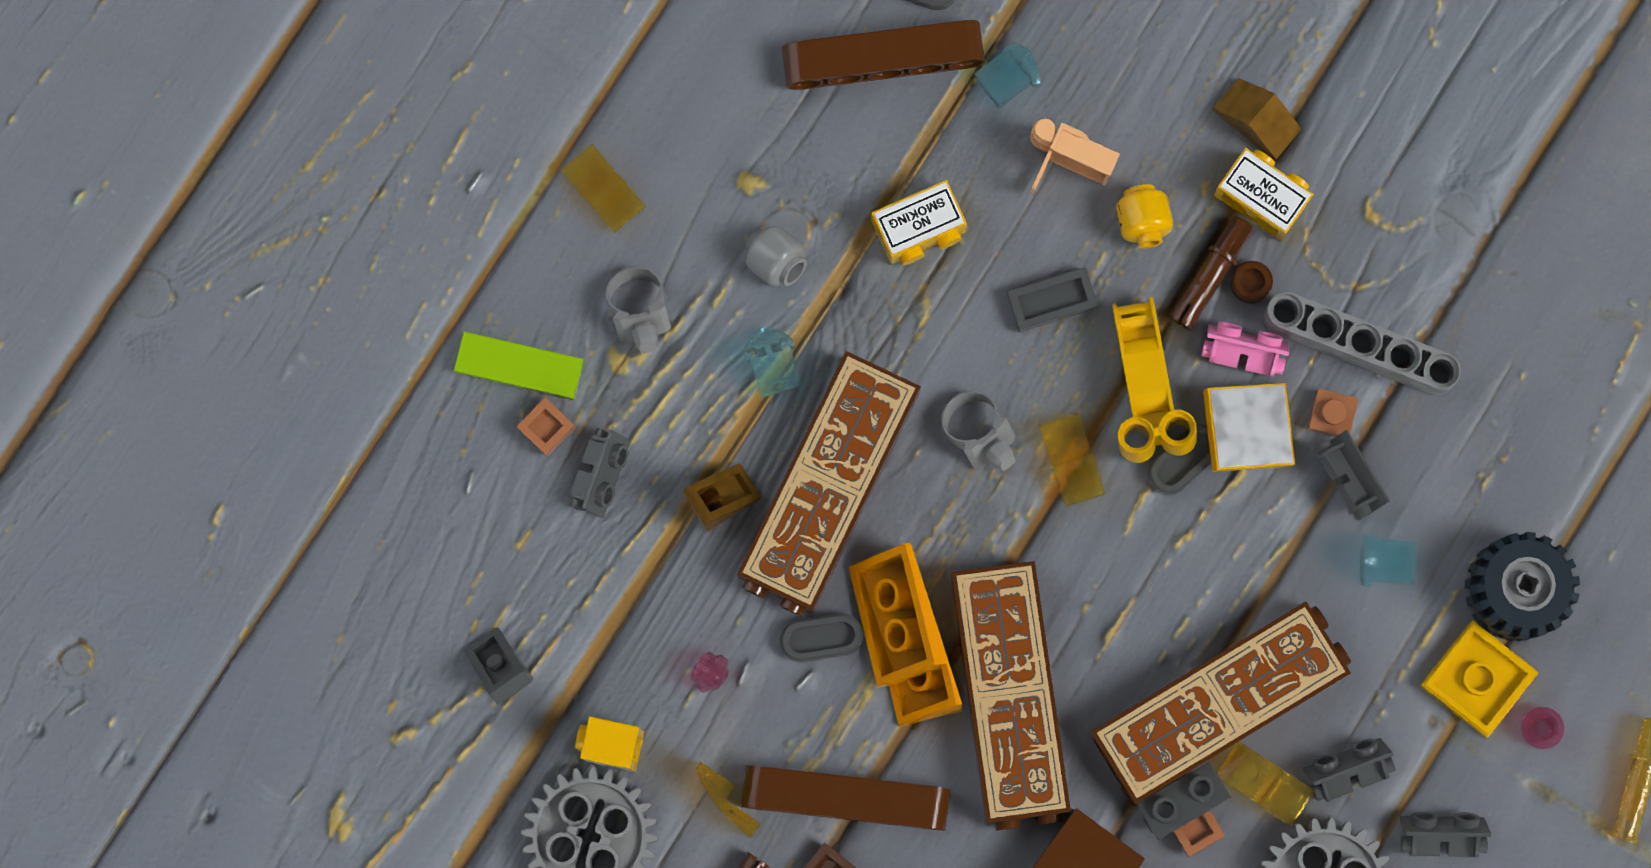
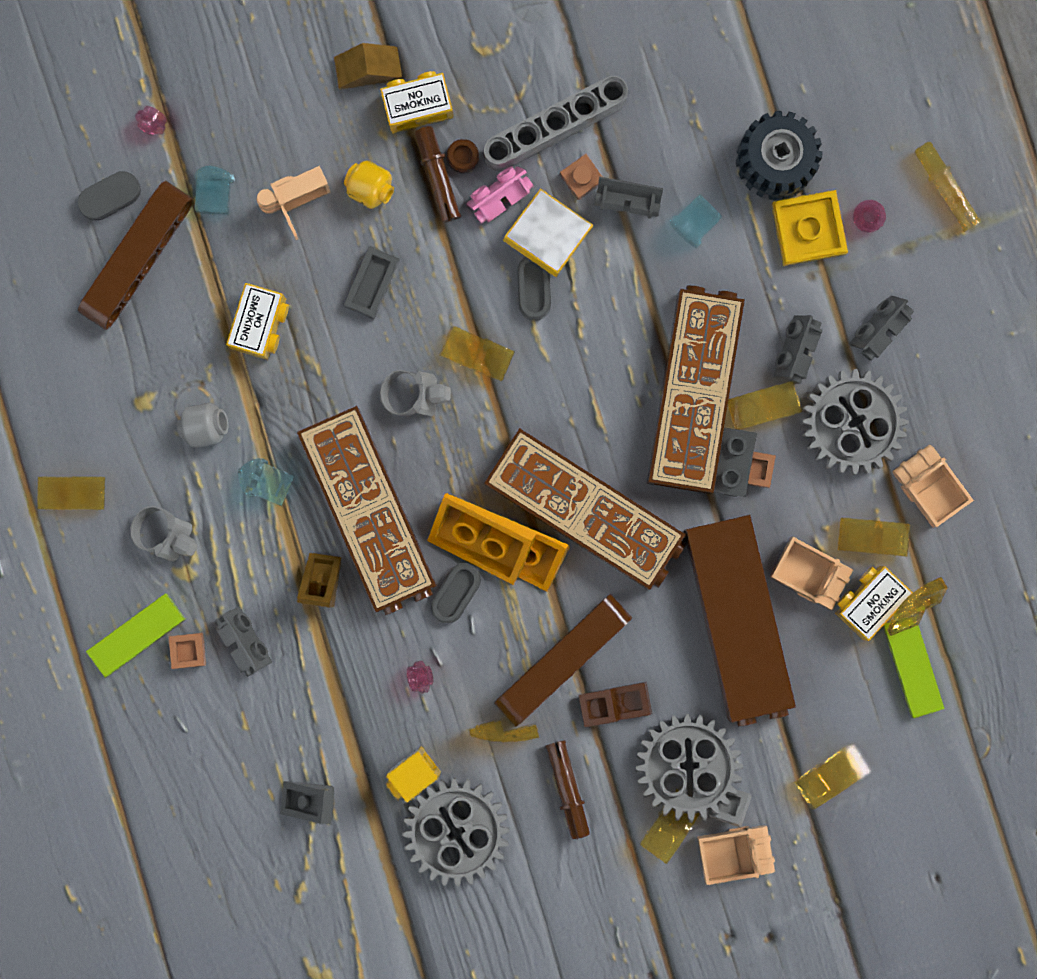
camera: 55 degrees left, 5 degrees up
(1148, 385) = (471, 269): yellow piece -> none

